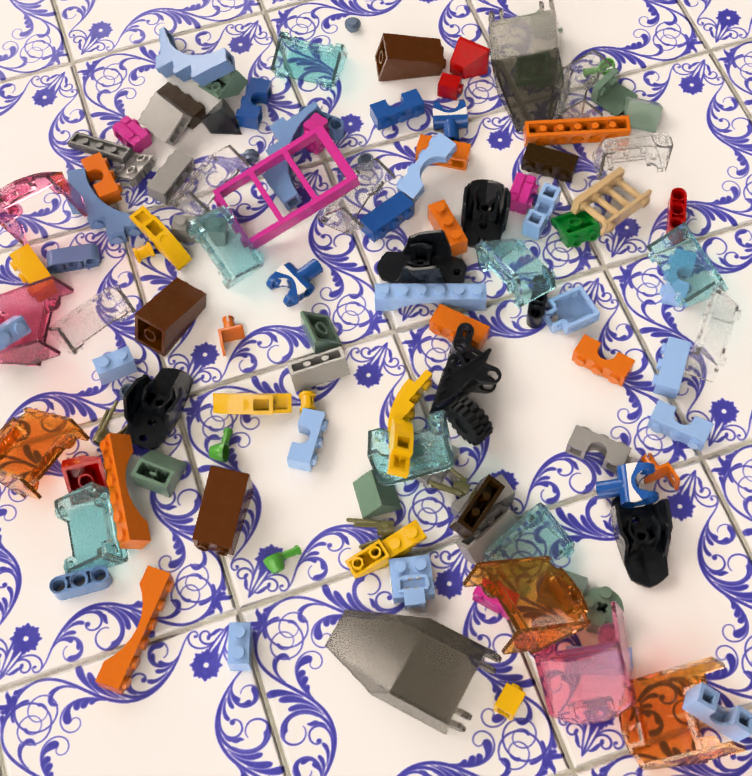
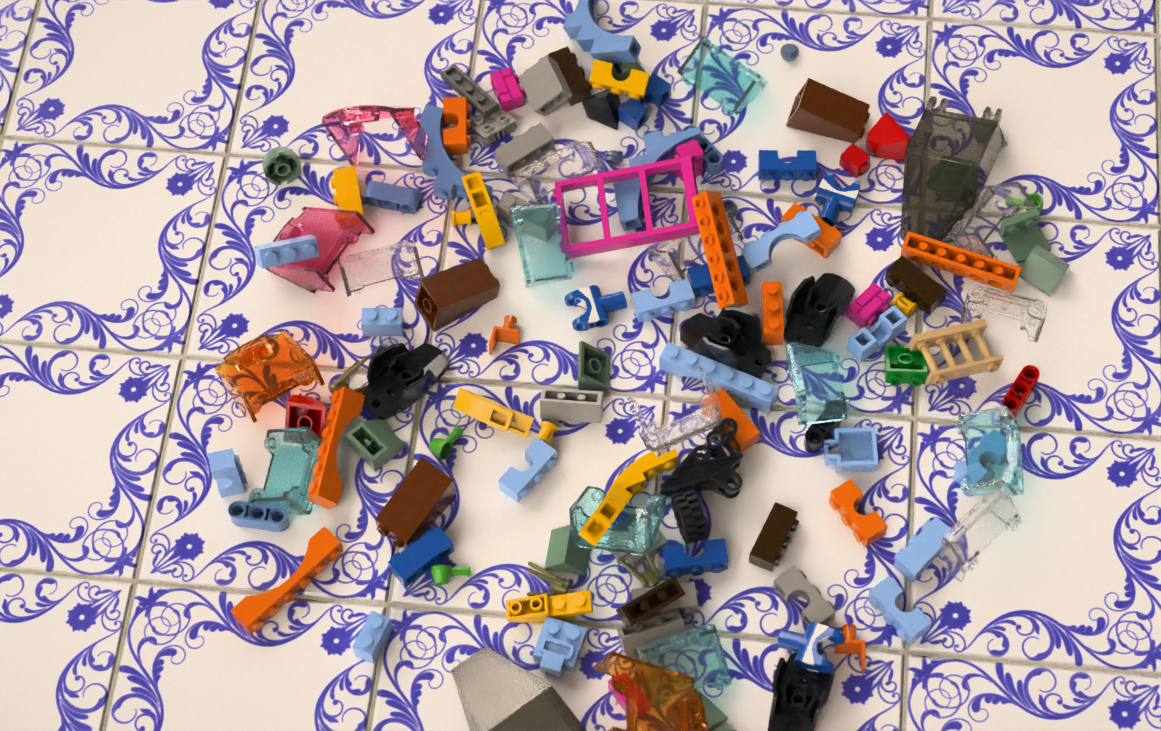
camera: 25 degrees right, 0 degrees up
(34, 554) = (227, 472): none -> light blue arch
(213, 93) = (634, 85): none -> yellow arch
(248, 554) = (421, 556): none -> blue brick
(341, 263) = (649, 307): none -> light blue arch
(382, 191) = (719, 250): none -> orange brick
(443, 331) = (660, 436): none -> clear windscreen
(477, 464) = (678, 563): none -> blue arch
(546, 409) = (774, 537): none -> dark brown brick
(548, 179) = (904, 304): none -> yellow bush

